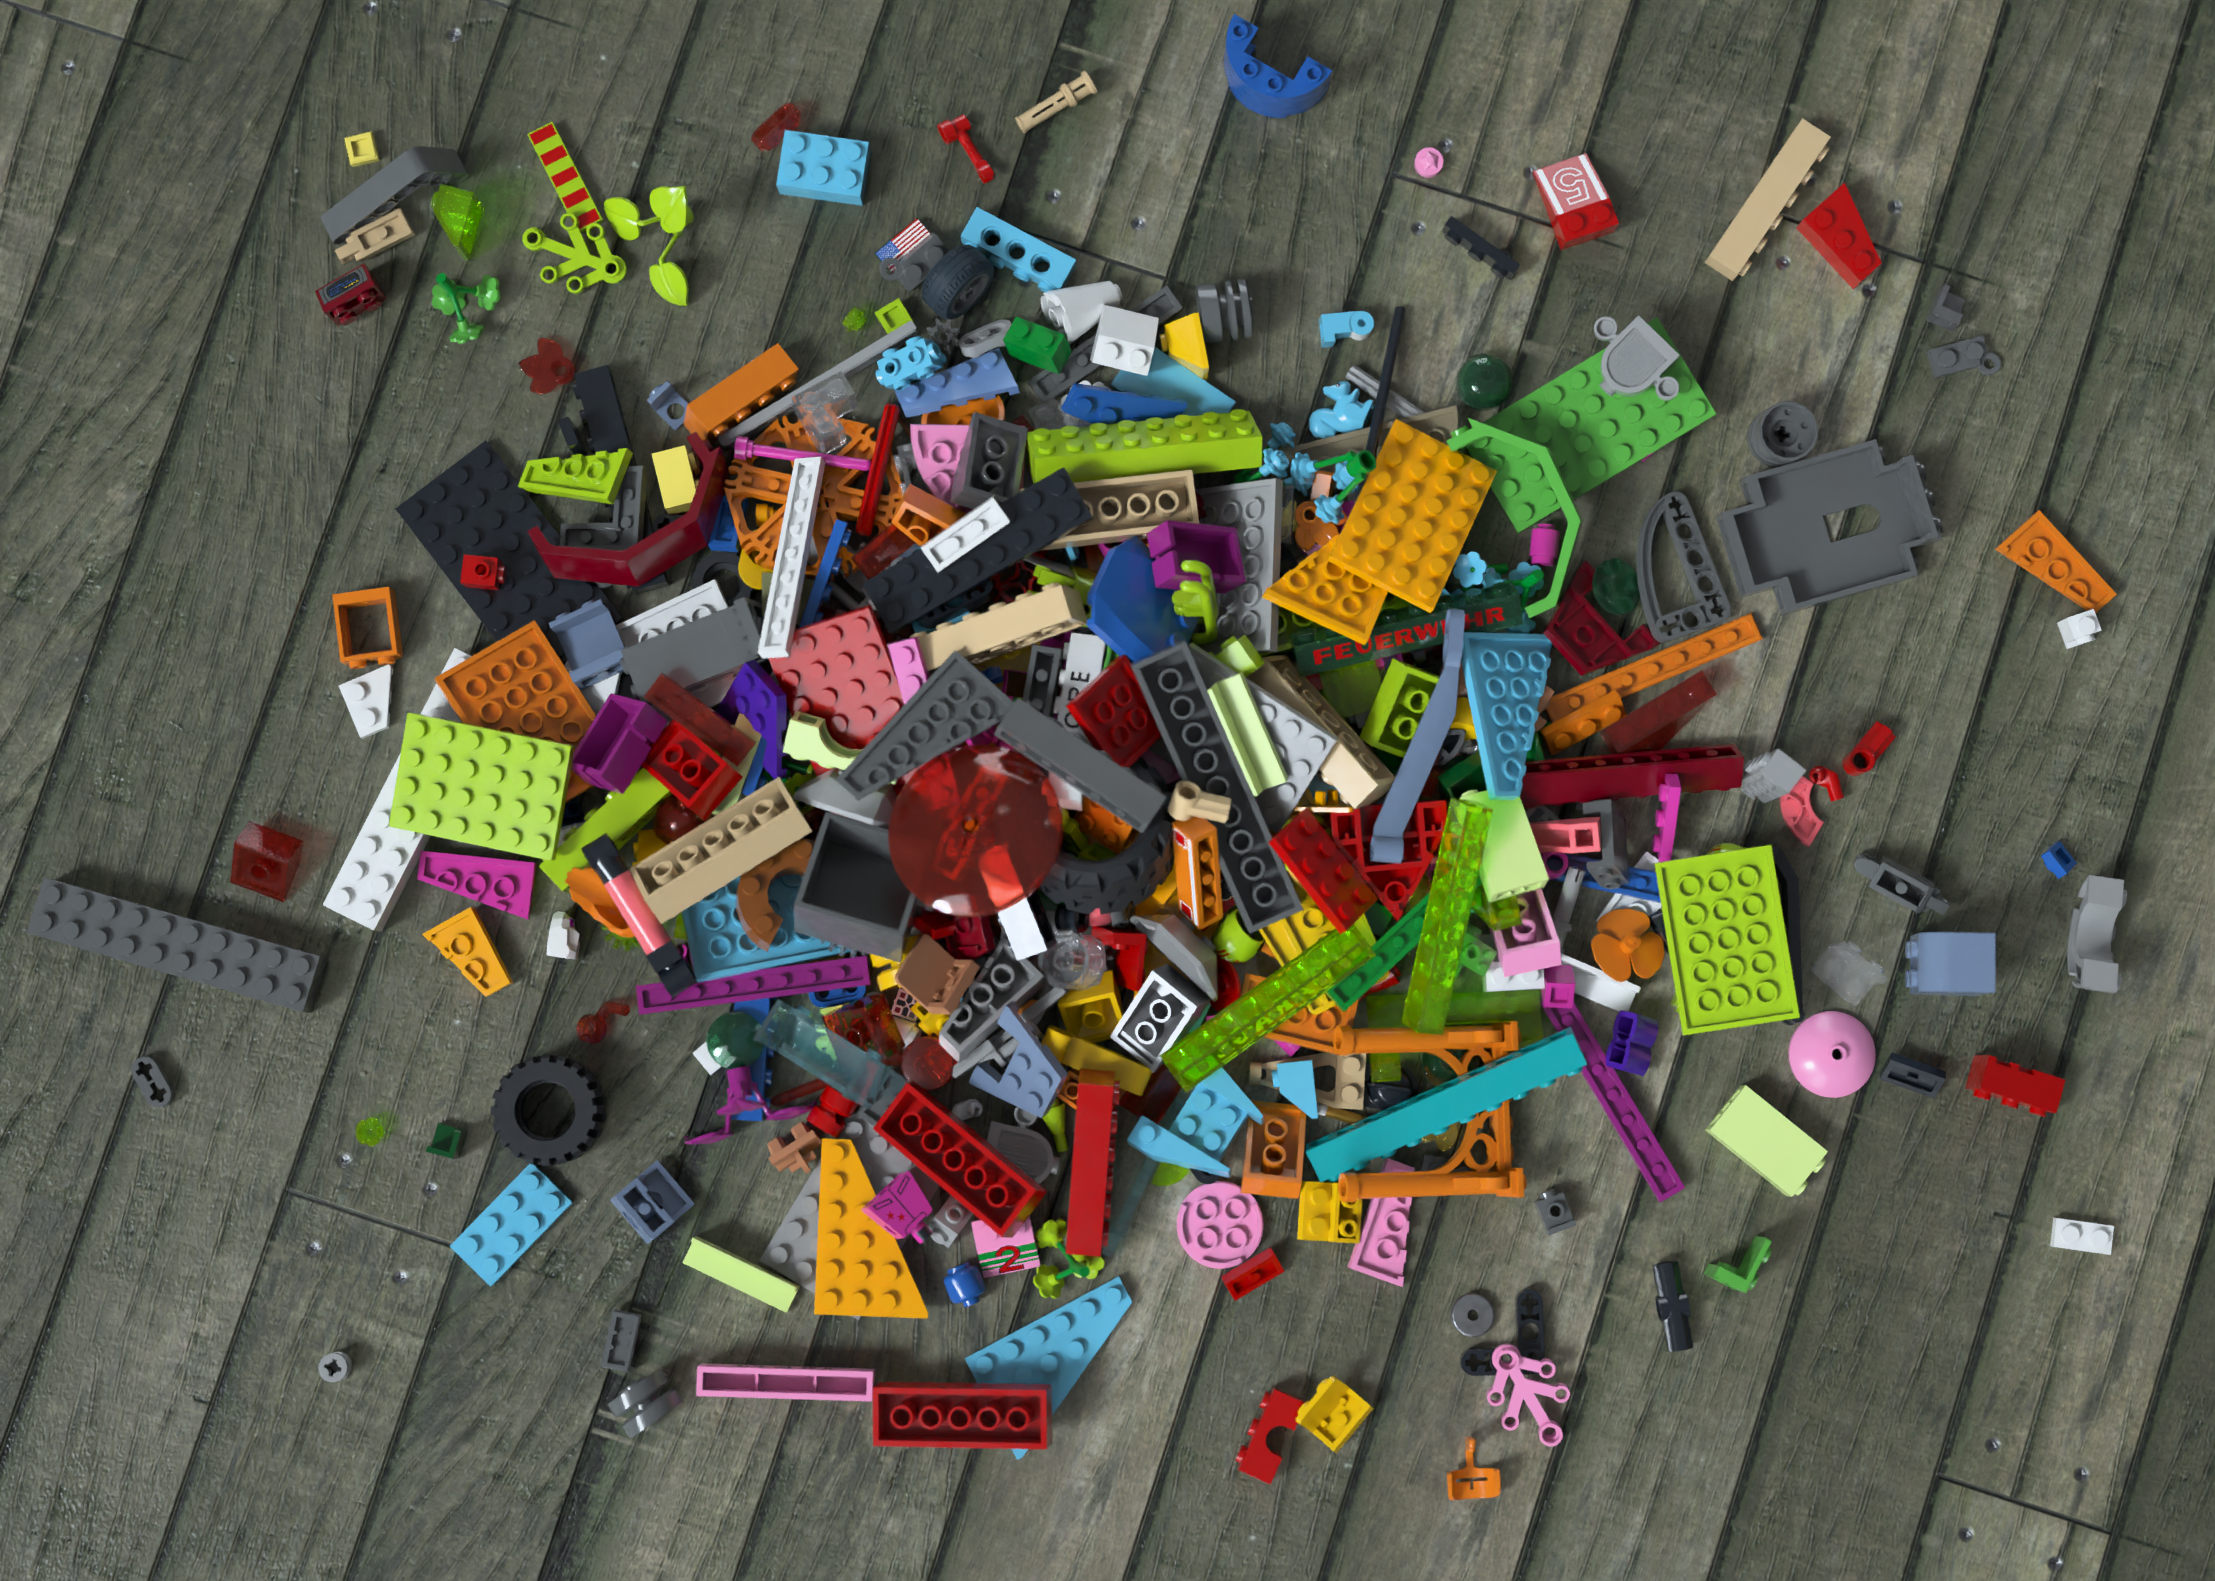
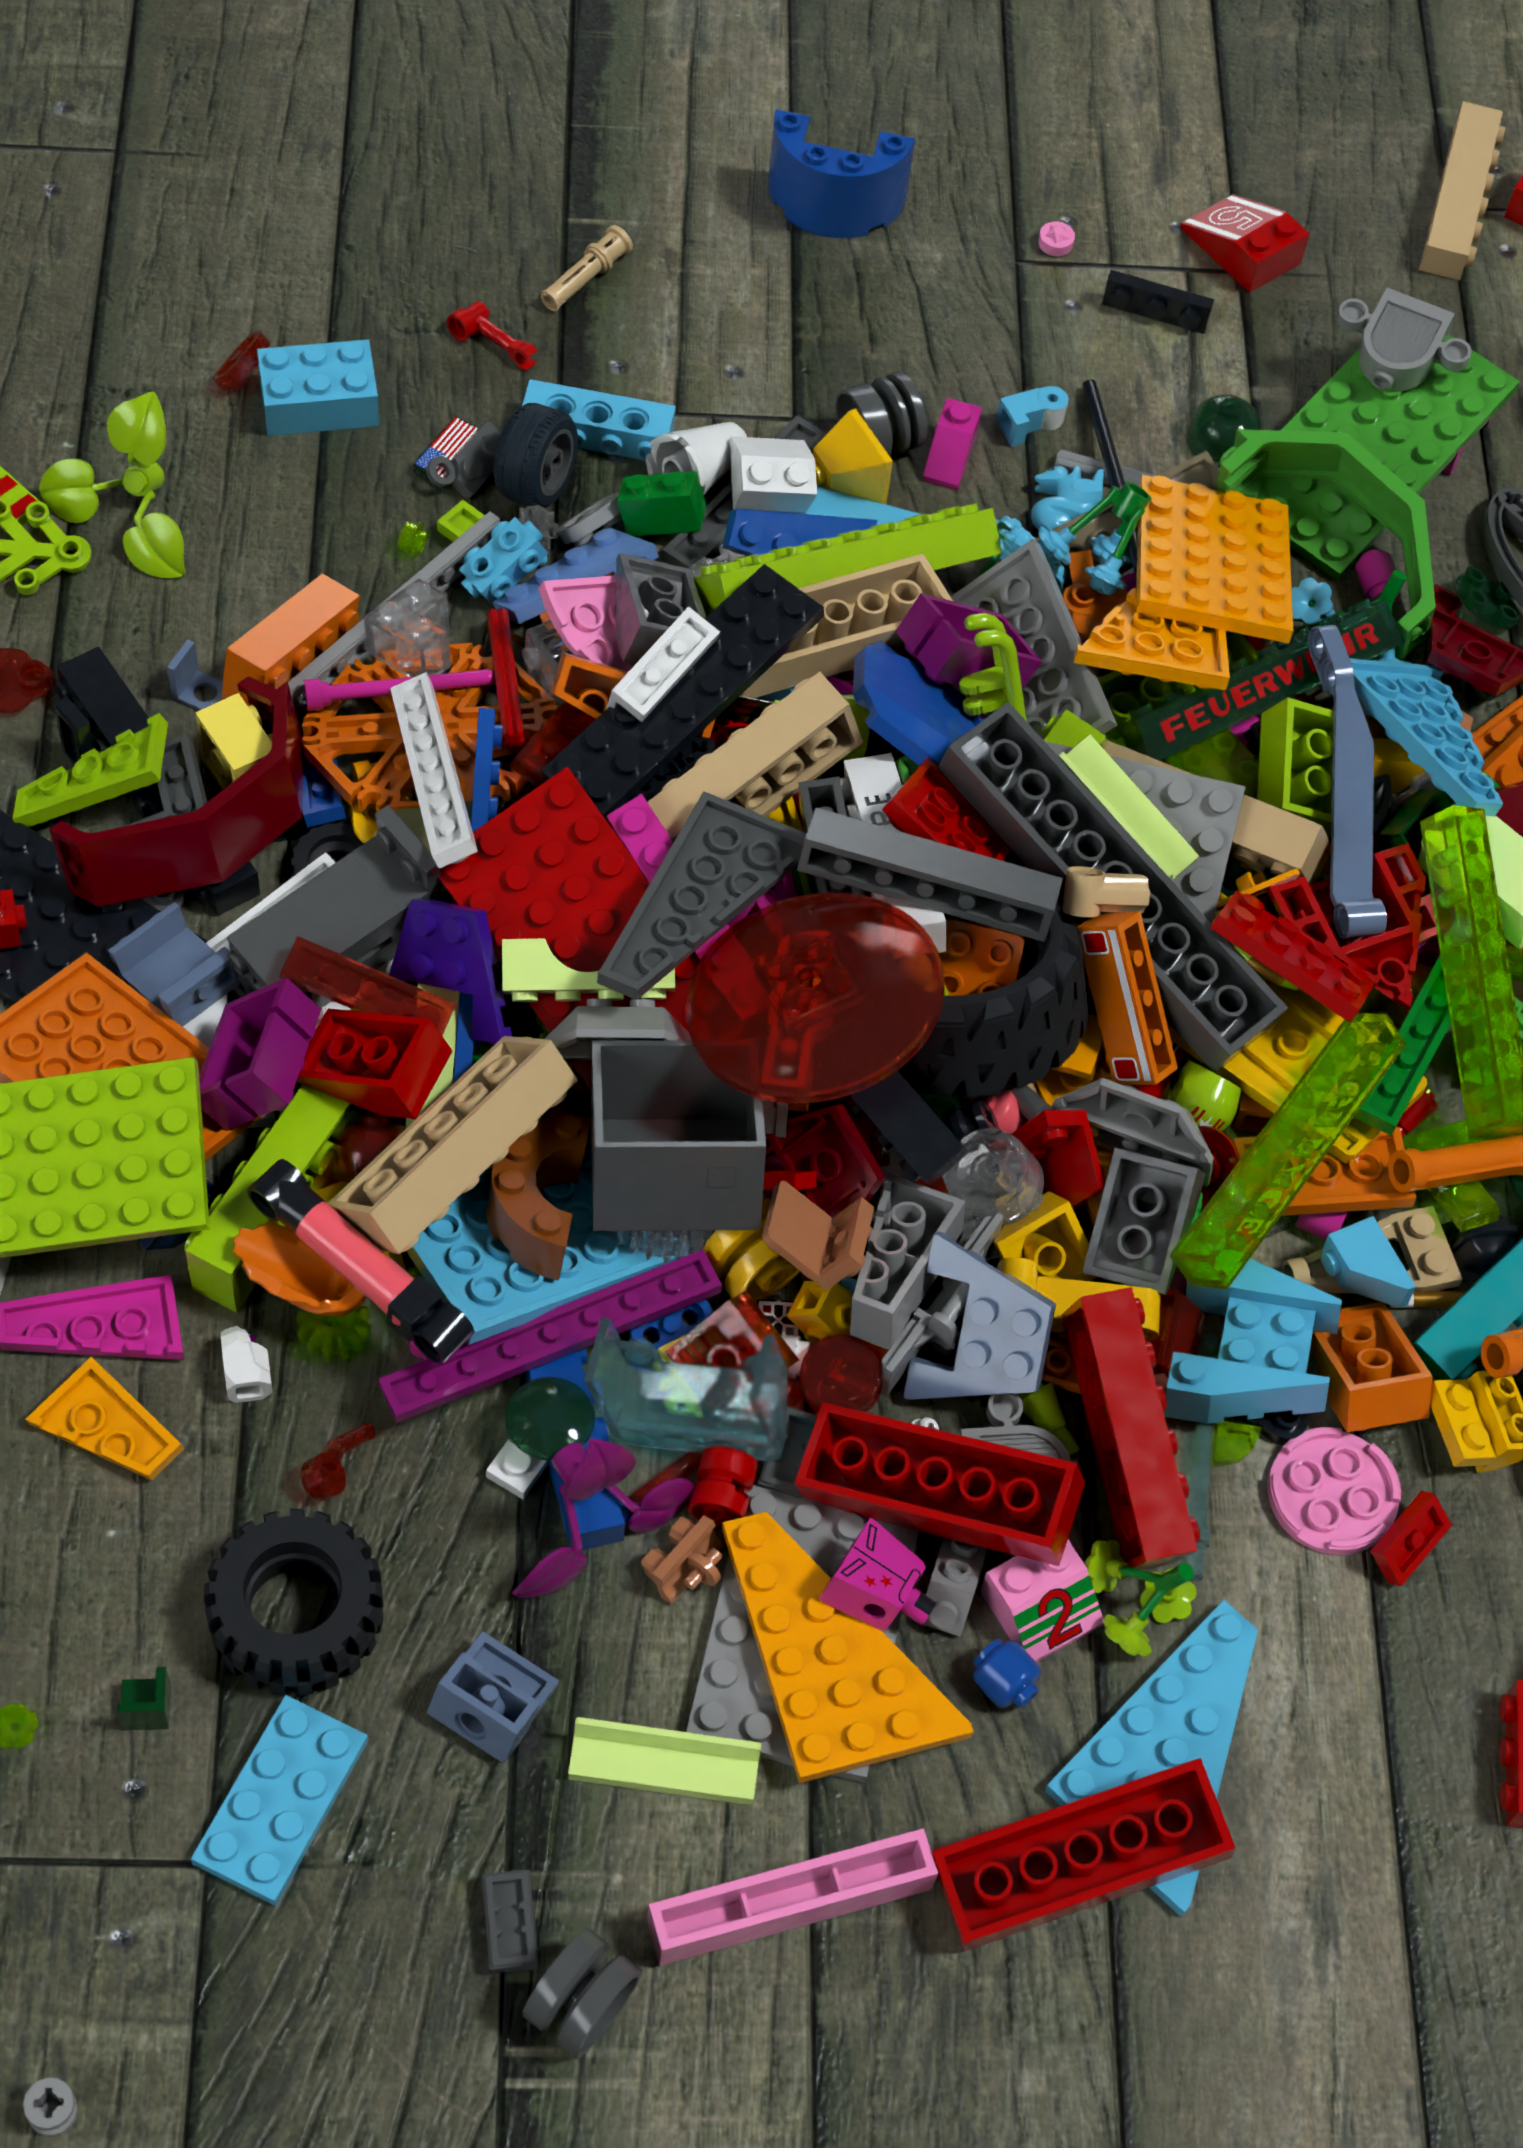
camera: 25 degrees left, 25 degrees down
(1272, 342) = (952, 444): none -> dark pink slope

